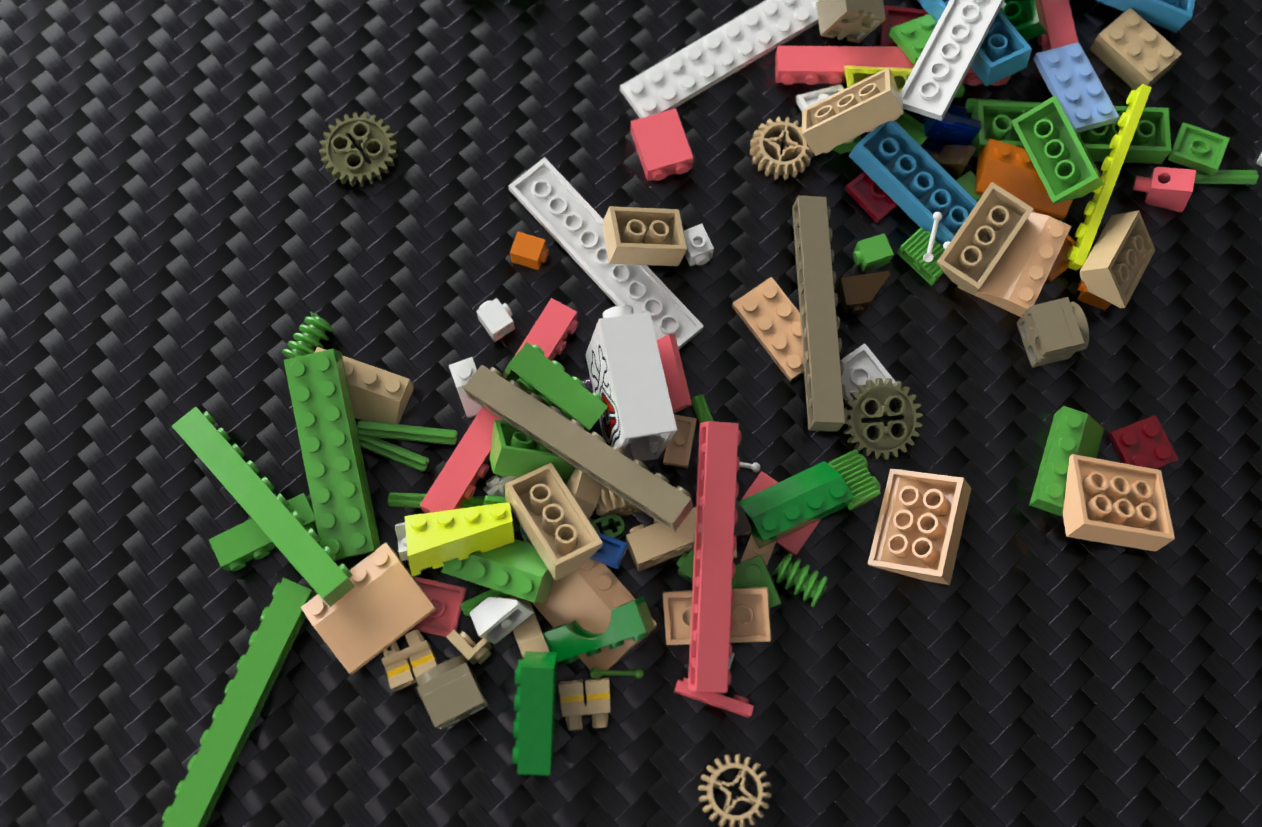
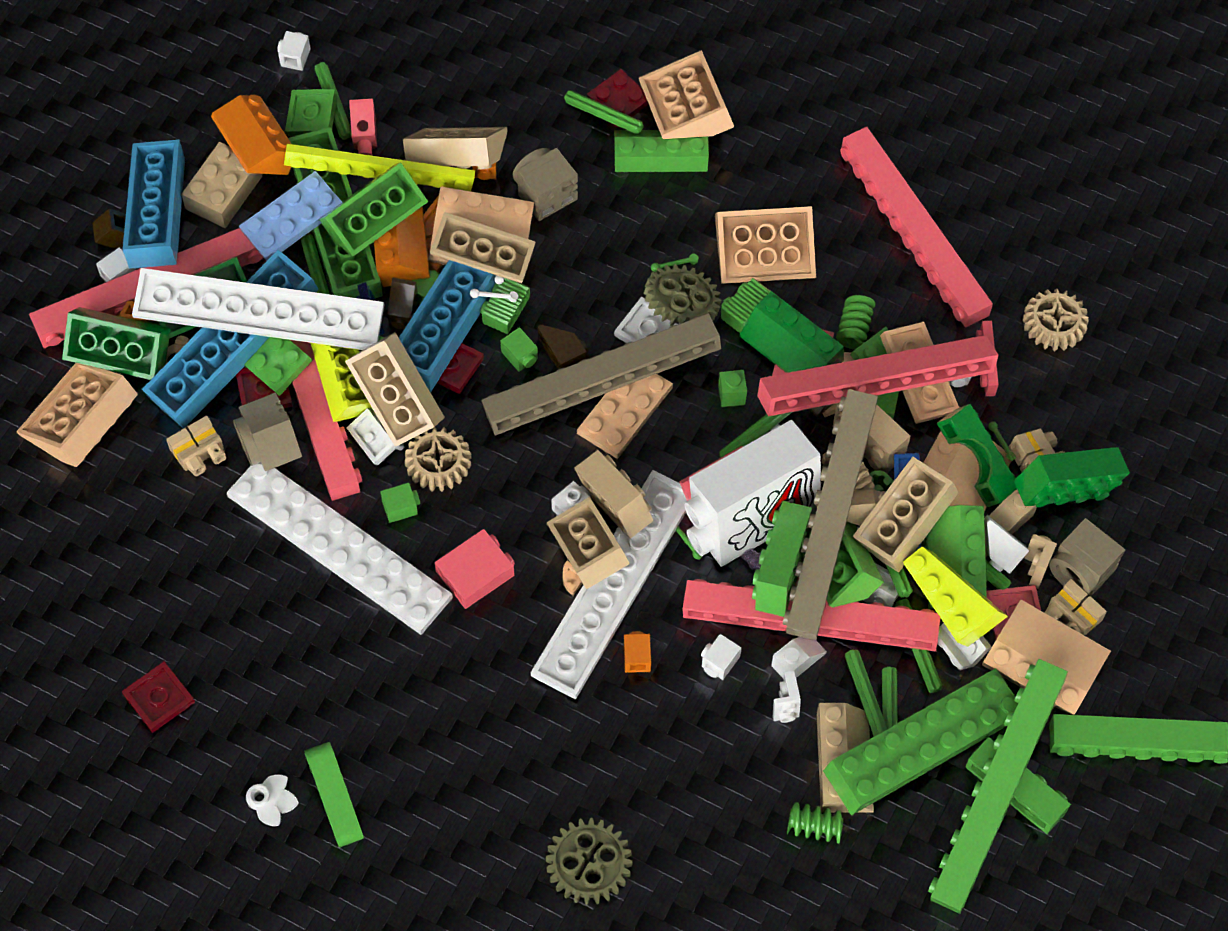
camera: 110 degrees left, 10 degrees down
(427, 357) = (788, 705): none -> white bracket
(682, 272) = (615, 493): none -> tan brick
(749, 104) = (400, 502): none -> bright green brick
(765, 429) = (732, 388): none -> bright green brick
(895, 688) = (916, 227): none -> coral brick
(927, 452) = (693, 259): none -> bright green hinge
(1126, 420) = (603, 112): none -> bright green axle
(1182, 80) = (253, 135): none -> orange slope

